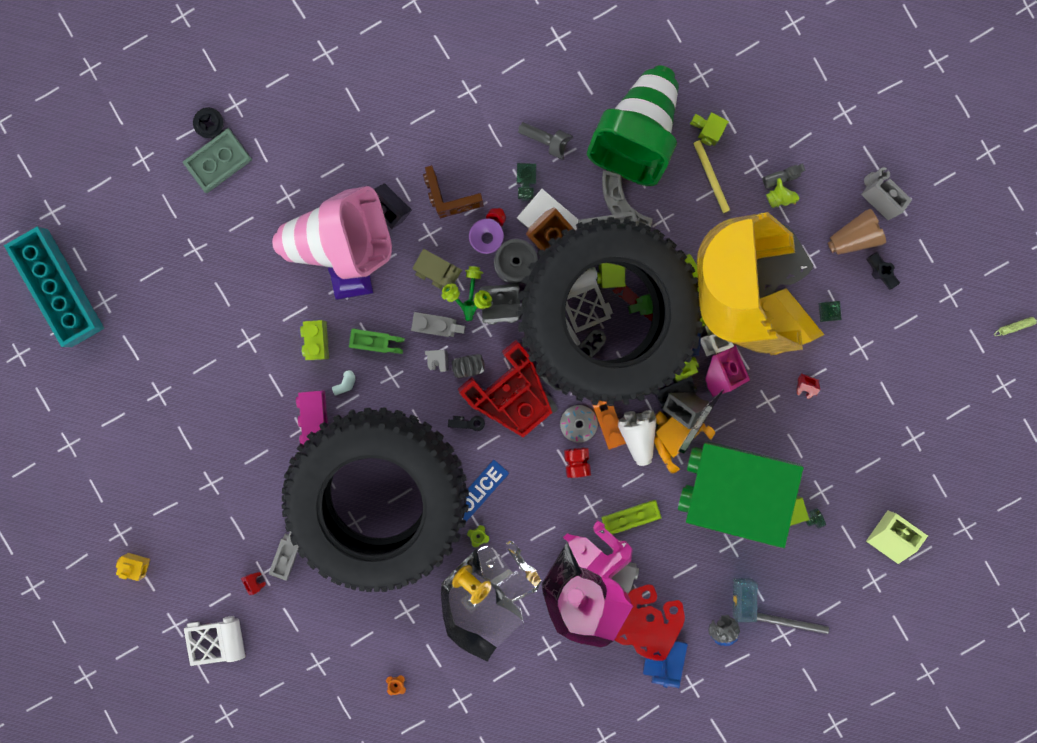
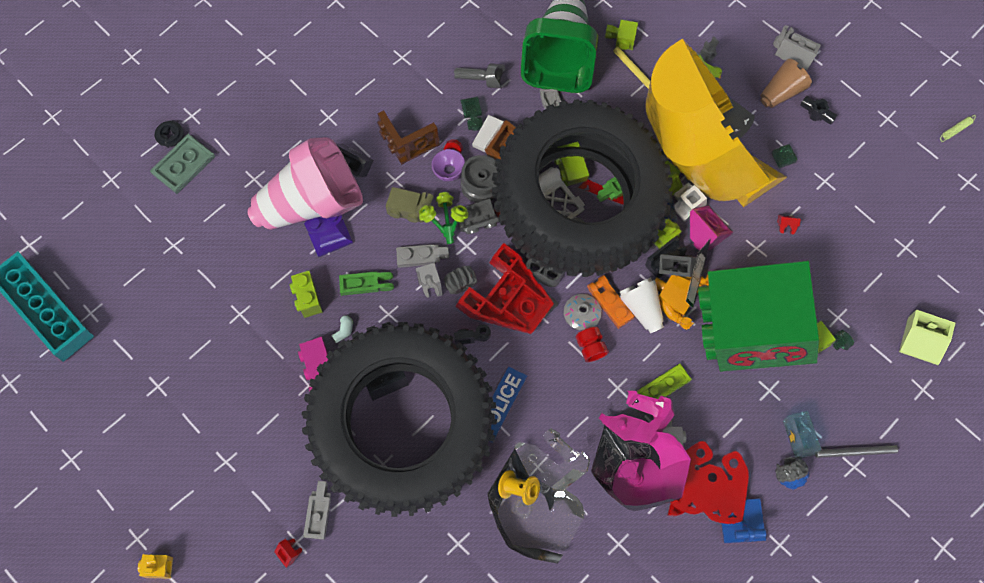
camera: 15 degrees left, 20 degrees down
(478, 531) = (506, 443): lime plate -> none

